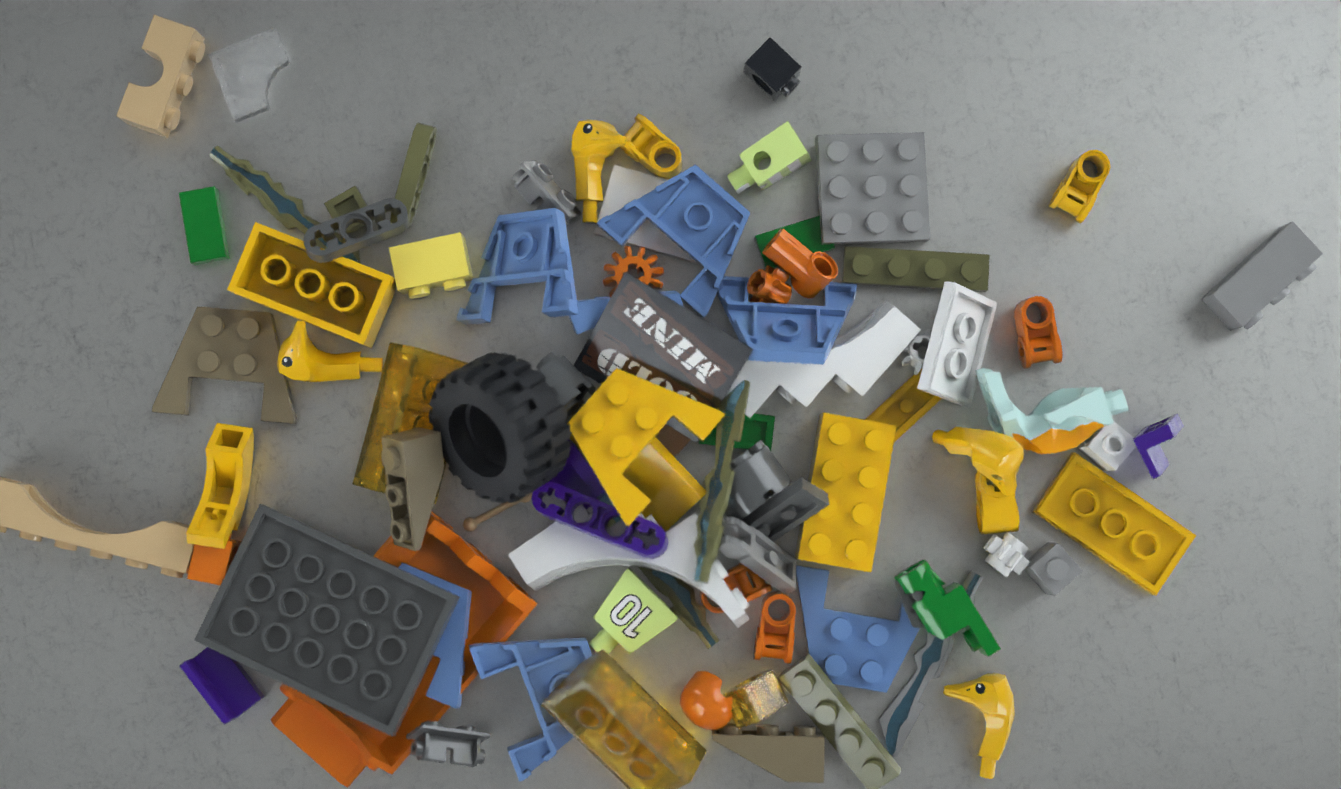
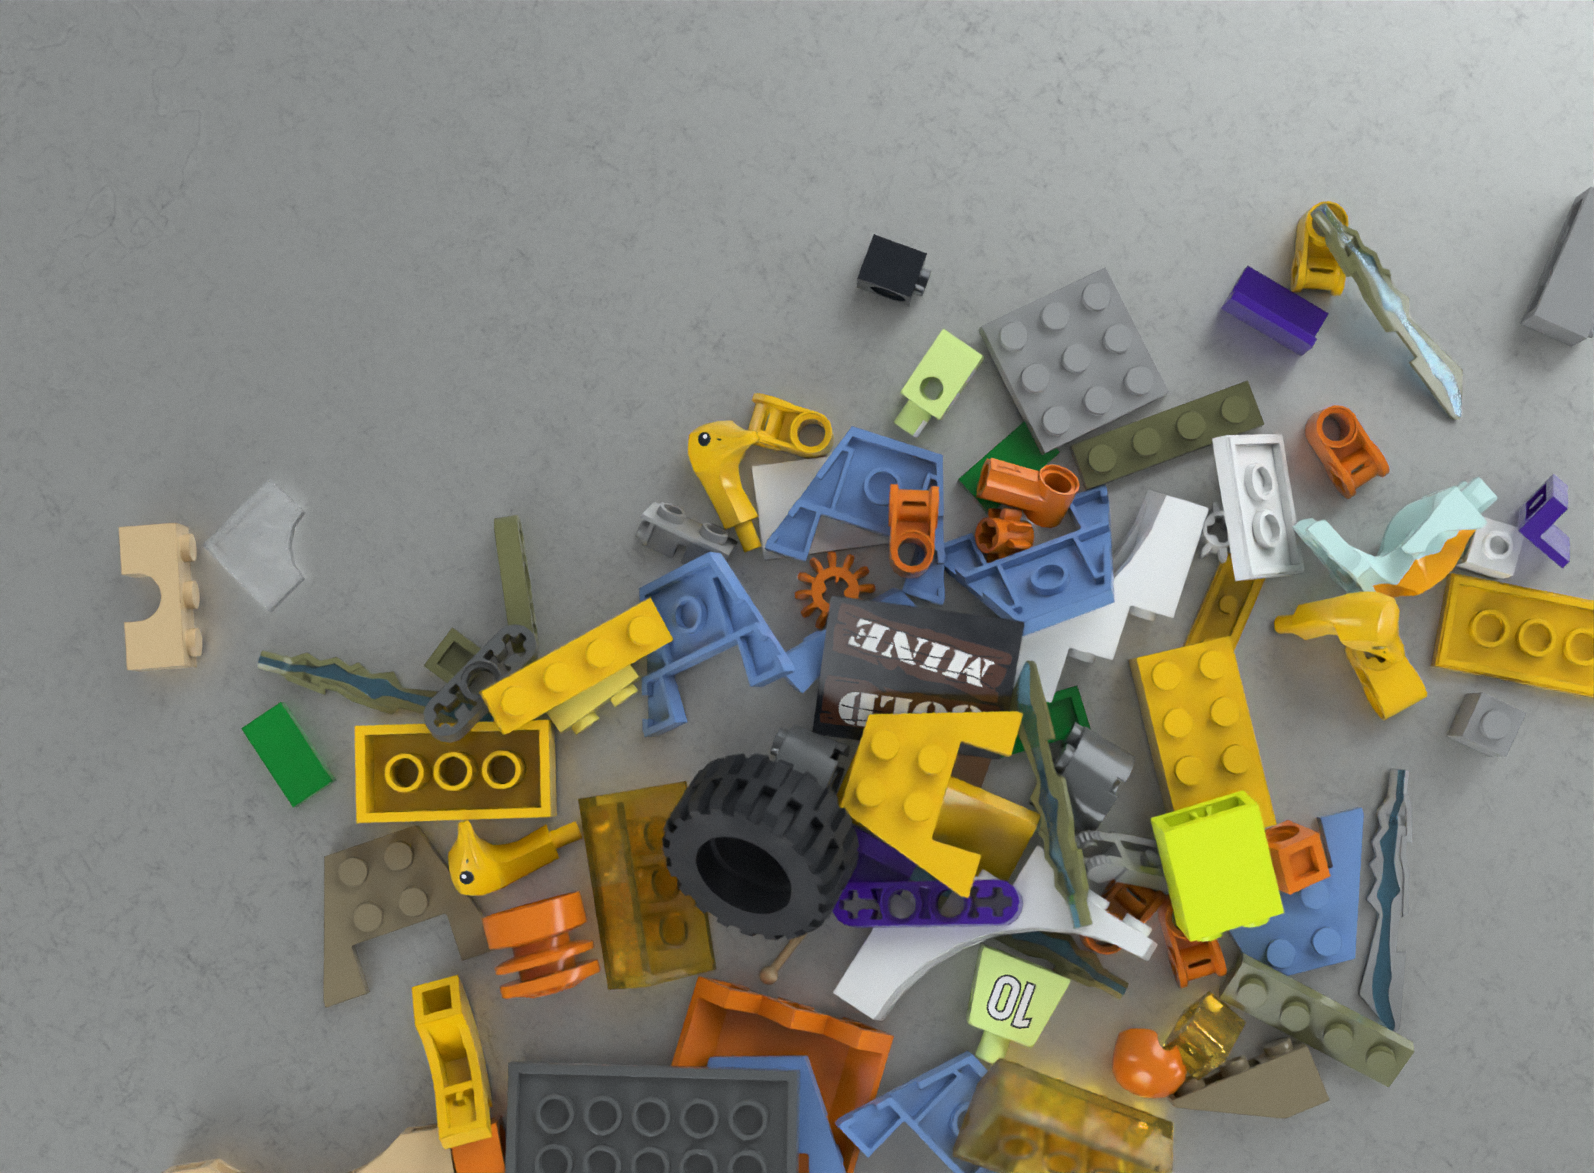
camera: 20 degrees left, 0 degrees up
(318, 431) = (541, 945): none -> orange wheel
(413, 476) = (682, 953): dark tan slope -> none
(427, 246) = (576, 666): none -> yellow plate
(706, 247) = (912, 520): none -> orange piece
(787, 509) = (1146, 792): dark grey plate -> none
(815, 582) = (1217, 866): none -> neon yellow brick
(870, 599) = (1296, 856): none -> orange brick
(942, 609) = (1380, 830): green plate -> none
(995, 700) = (1487, 910): yellow animal -> none
(1006, 554) = (1425, 731): white gear -> none
(1030, 214) = (1275, 311): none -> dark purple panel
(1113, 246) = (1391, 309): none -> olive sword

